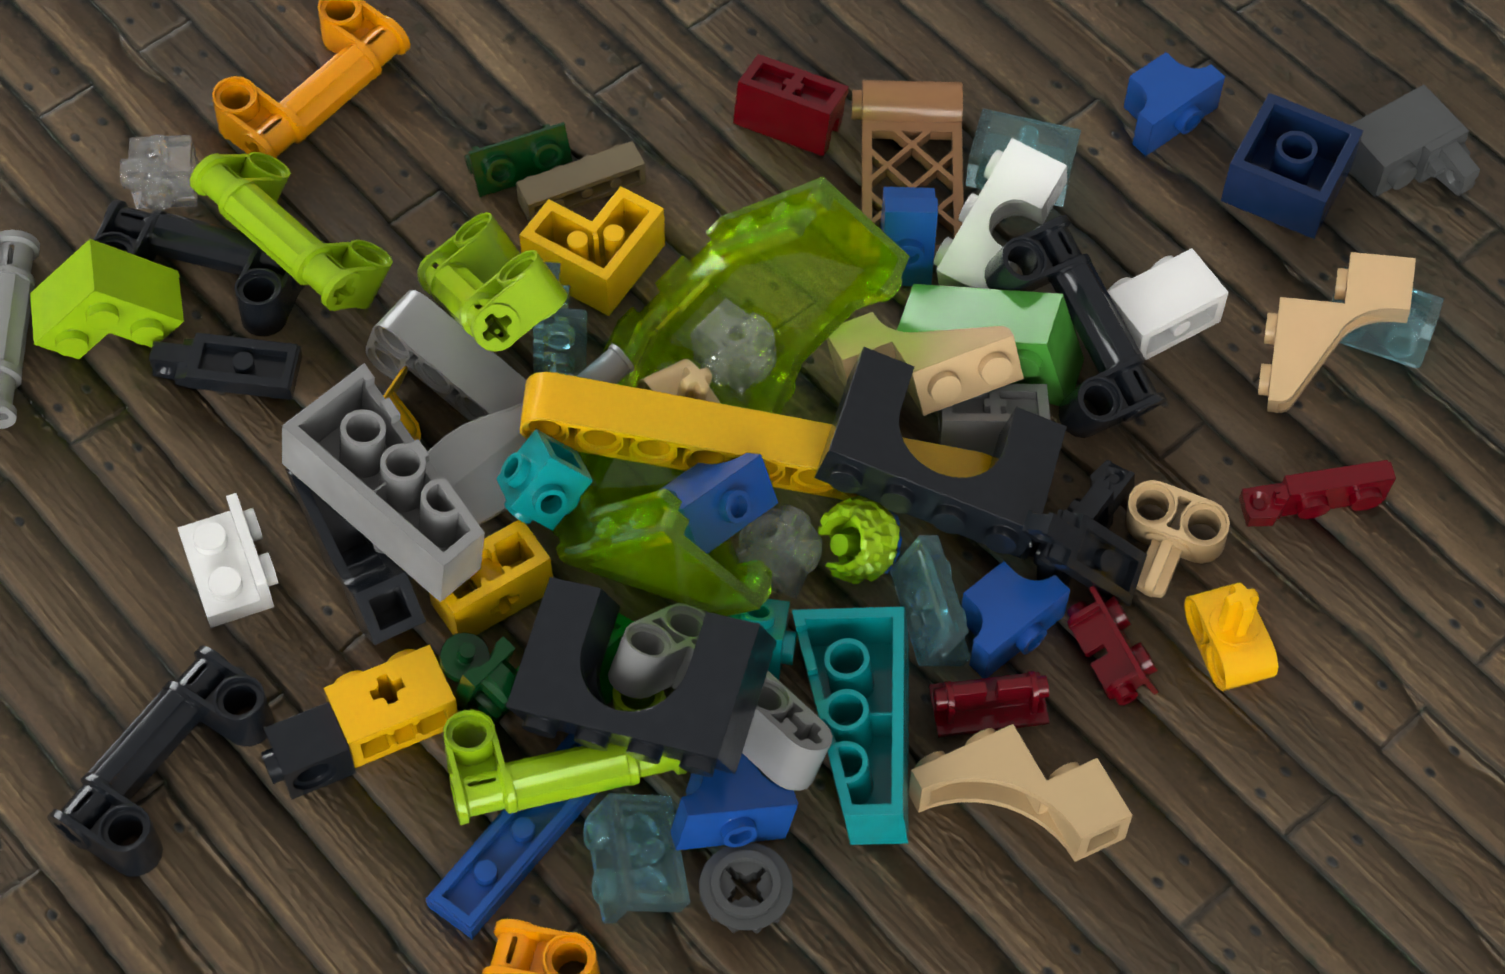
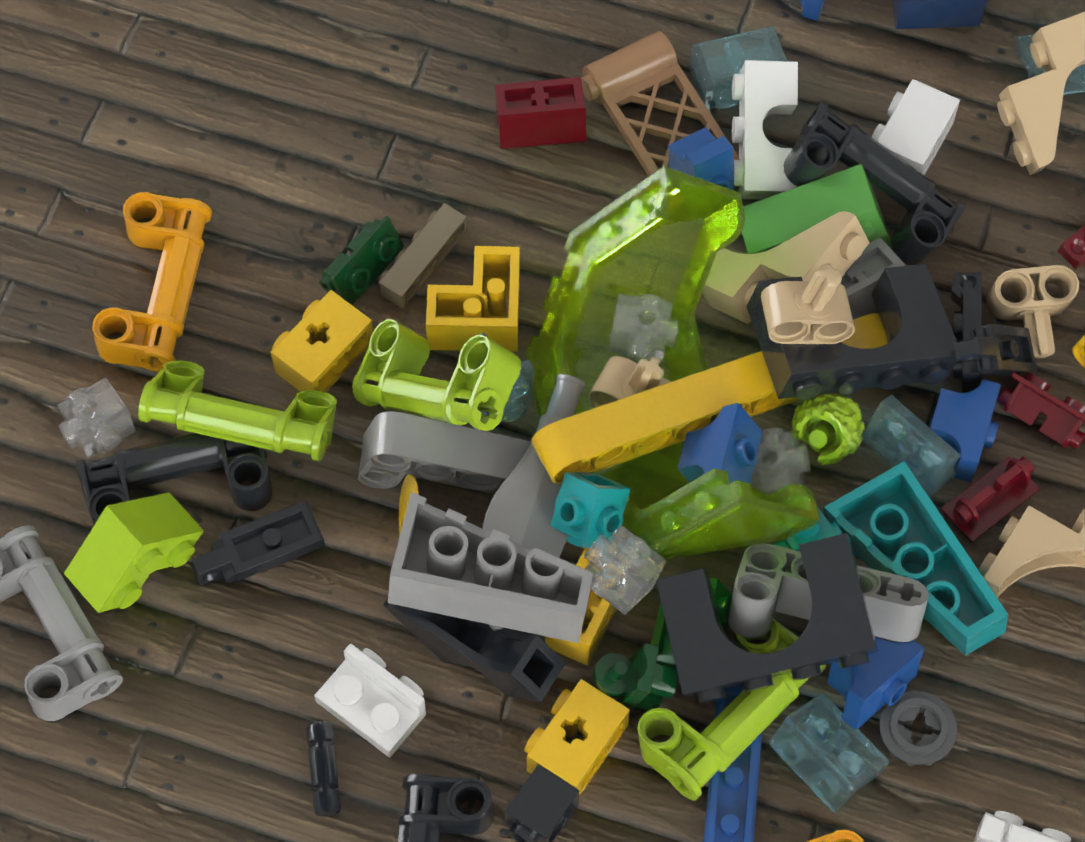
camera: 30 degrees left, 5 degrees up
(137, 600) = (323, 768): none -> black axle
(418, 211) = (322, 344): none -> yellow brick
(527, 550) = (623, 568): none -> clear brick
(886, 394) = (808, 310): none -> tan beam

